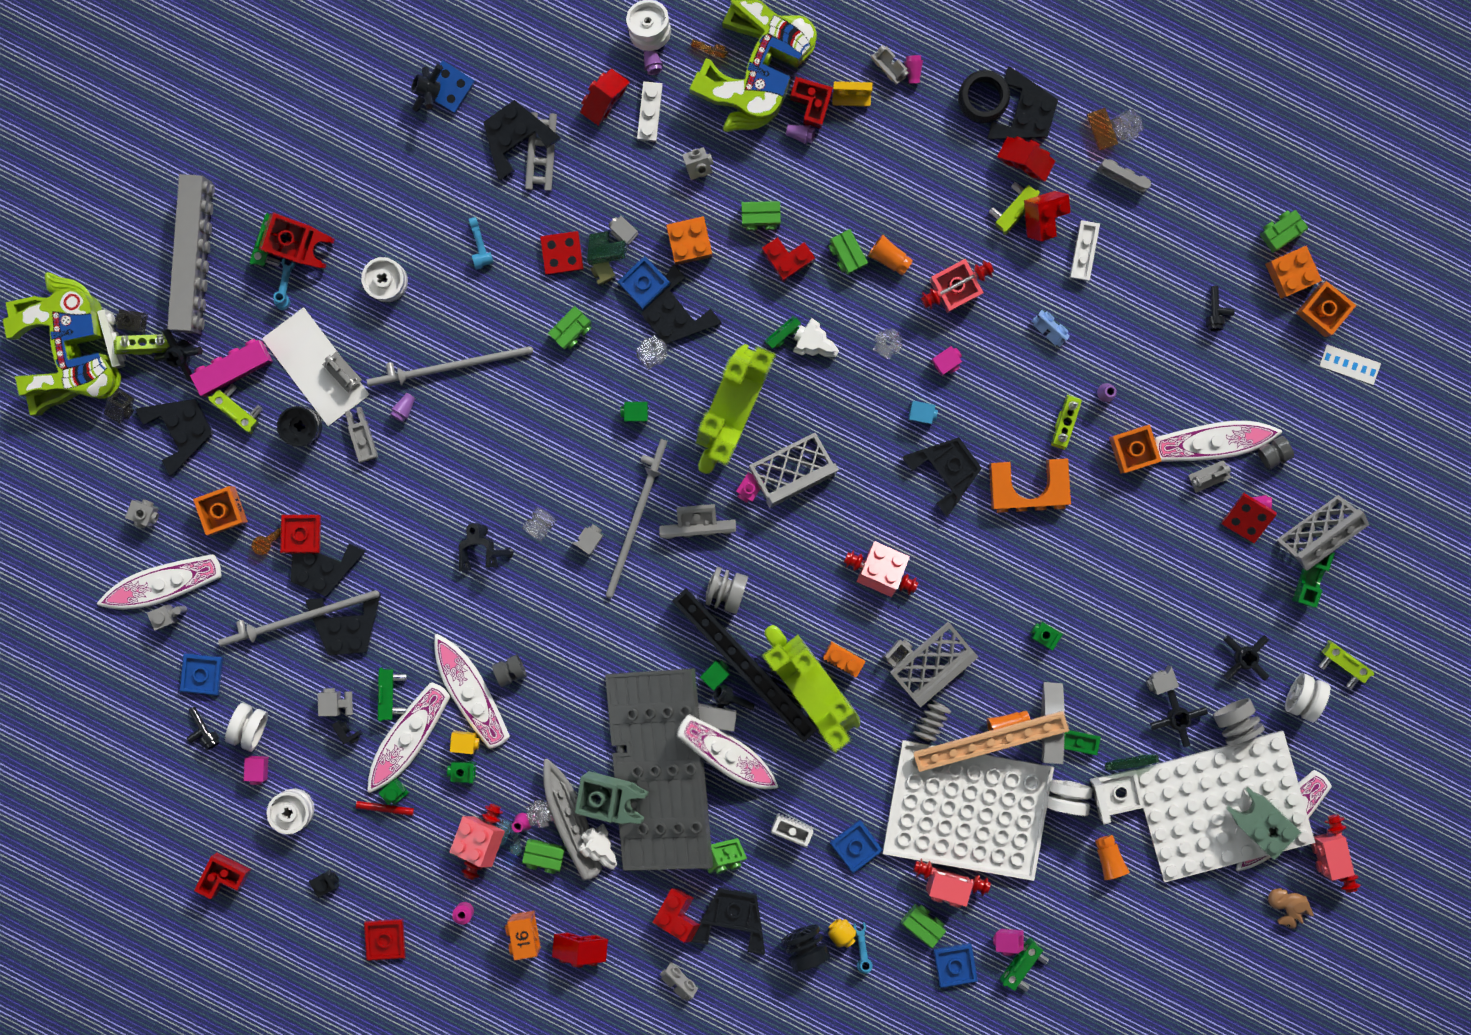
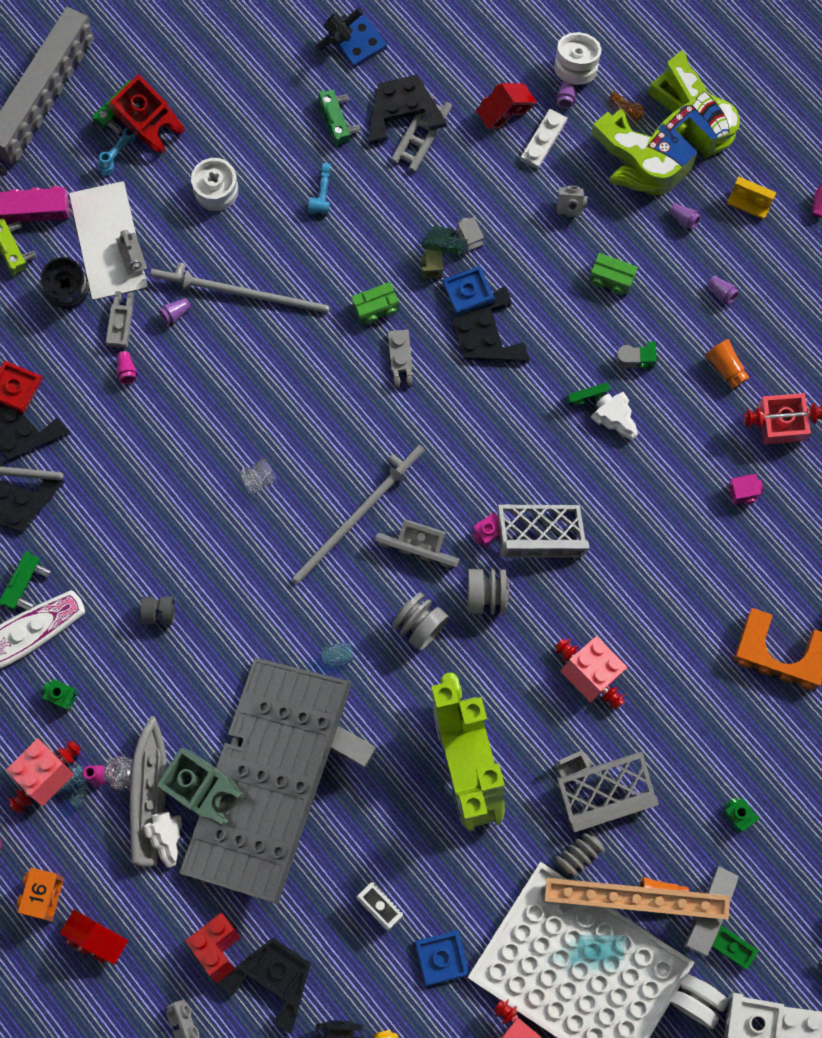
camera: 25 degrees right, 15 degrees down
(386, 477) = (125, 369): none -> dark pink cone
(459, 171) = (334, 118): none -> green piece
(464, 742) = (76, 664): yellow brick -> none
(470, 693) = (106, 618): white piece -> none
(475, 535) = (188, 461): black piece -> none
(543, 855) = (102, 819): bright green brick -> none
(562, 252) = (399, 232): red tile -> none
(589, 539) = (301, 513): light grey window -> none
(611, 365) = (400, 355): none -> light grey hinge
(635, 411) = (404, 408): green brick -> none
(652, 352) = (447, 357): clear brick -> none
(670, 644) = (337, 654): none -> clear light blue brick
(689, 240) = (531, 269): orange brick -> none
(715, 674) = (370, 705): green brick -> none
(724, 696) = (369, 729): black piece -> none
(726, 754) = (345, 789): white piece -> none
(727, 856) = (297, 904): bright green bracket -> none
(732, 405) = (496, 446): lime animal -> none
(745, 664) = (406, 708): black brick -> none
(770, 542) = (487, 591): none -> light grey wheel
(787, 263) = (621, 329): red brick -> none
(808, 283) = (637, 357): none -> leg
(815, 96) = (712, 187): red brick -> none
(844, 659) = (512, 747): orange brick -> none
(848, 252) = (686, 344): bright green brick -> none
(861, 188) = (723, 289): none -> medium lavender cone
(884, 349) = (691, 446): clear brick -> none
(895, 71) = (802, 196): light grey hinge -> none
(922, 412) = (699, 530): dark azure brick -> none
(953, 464) = (710, 595): black wing -> none
(977, 788) = (601, 947): none -> clear light blue panel
(1131, 762) = (783, 993): clear green tile -> none

